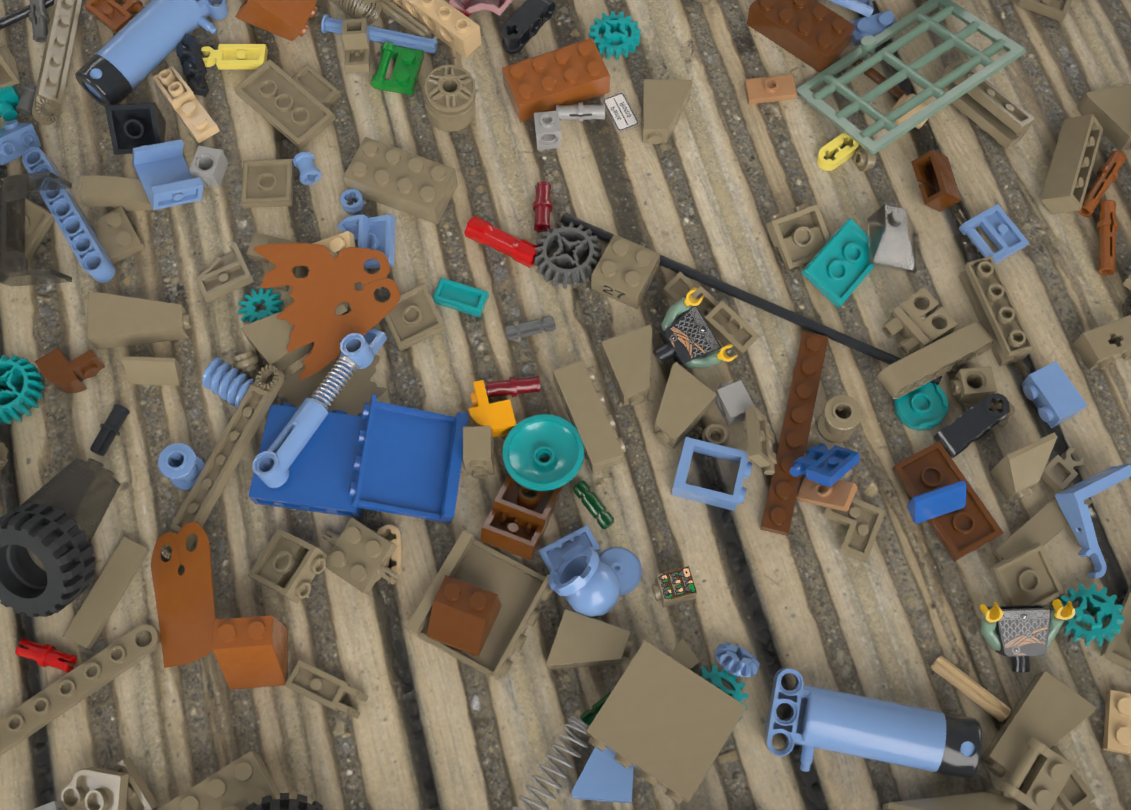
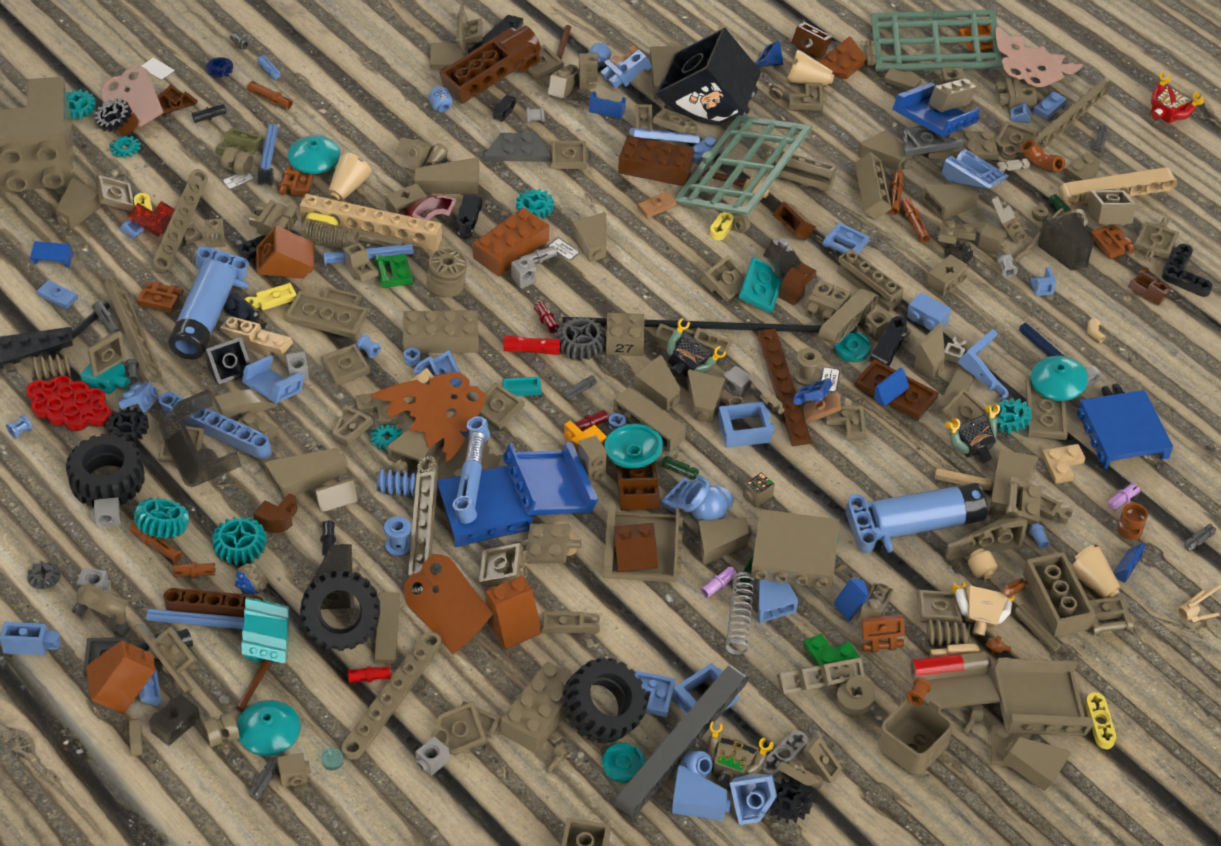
camera: 30 degrees left, 20 degrees down
(548, 391) = (616, 417): none -> medium blue bush
(548, 712) = (718, 582): none -> lavender axle
(736, 660) = (818, 511): medium blue gear -> none
(867, 441) = (833, 373): none -> sticker
(889, 277) = (794, 283): none -> reddish brown brick

